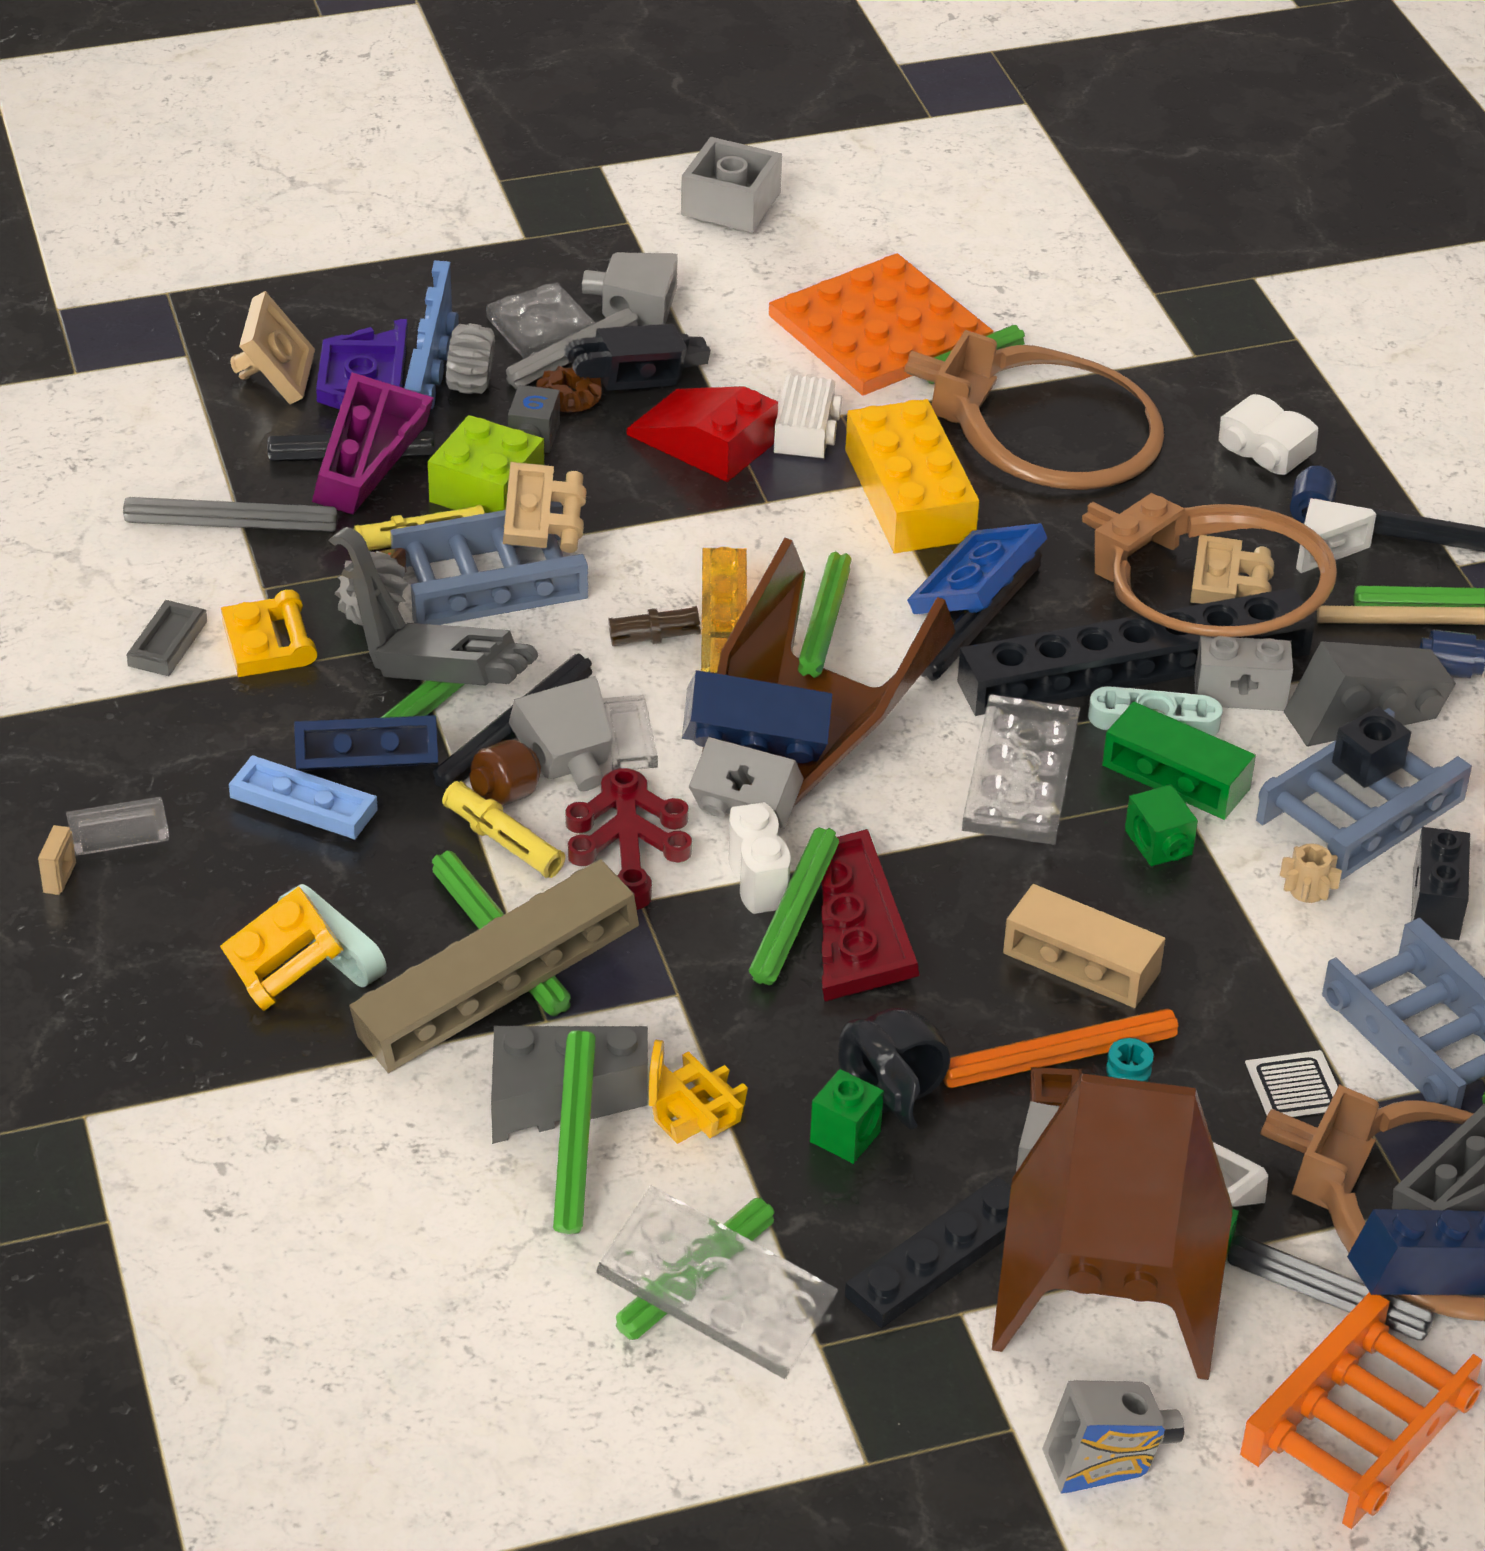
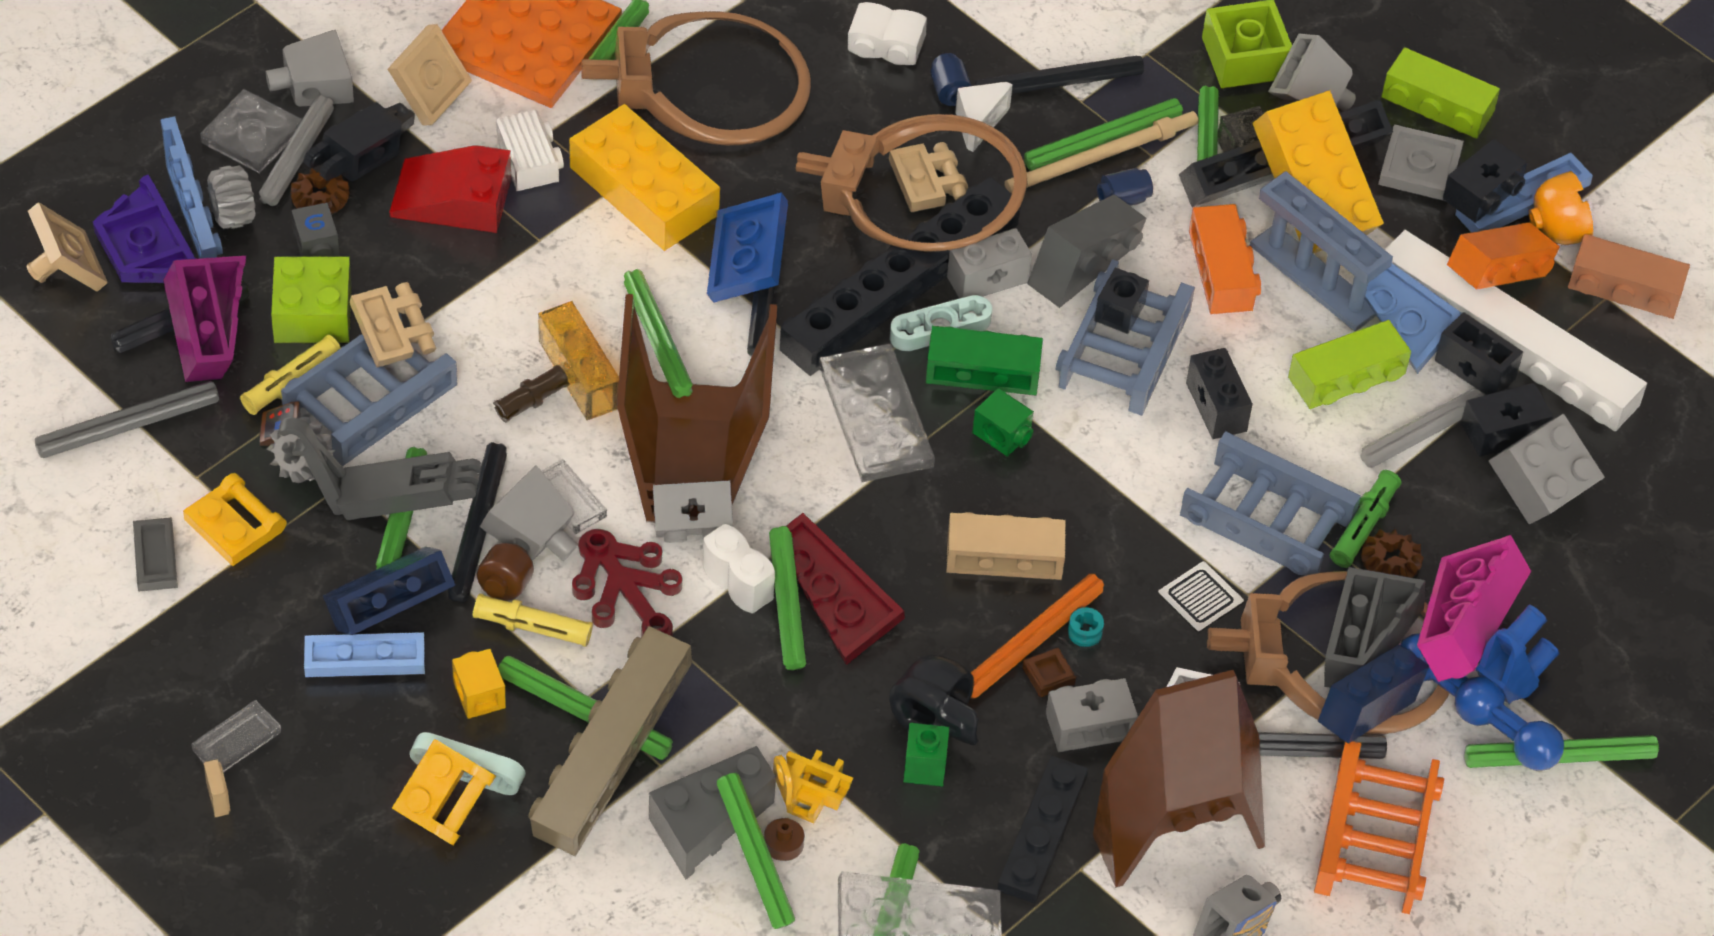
camera: 30 degrees left, 10 degrees up
(399, 865) = (478, 683): none -> yellow brick
(628, 1143) = (784, 839): none -> reddish brown tile
(745, 318) = (429, 74): none -> tan tile
(757, 715) = (673, 451): dark blue brick -> none
(1310, 873) = (1126, 420): tan gear -> none

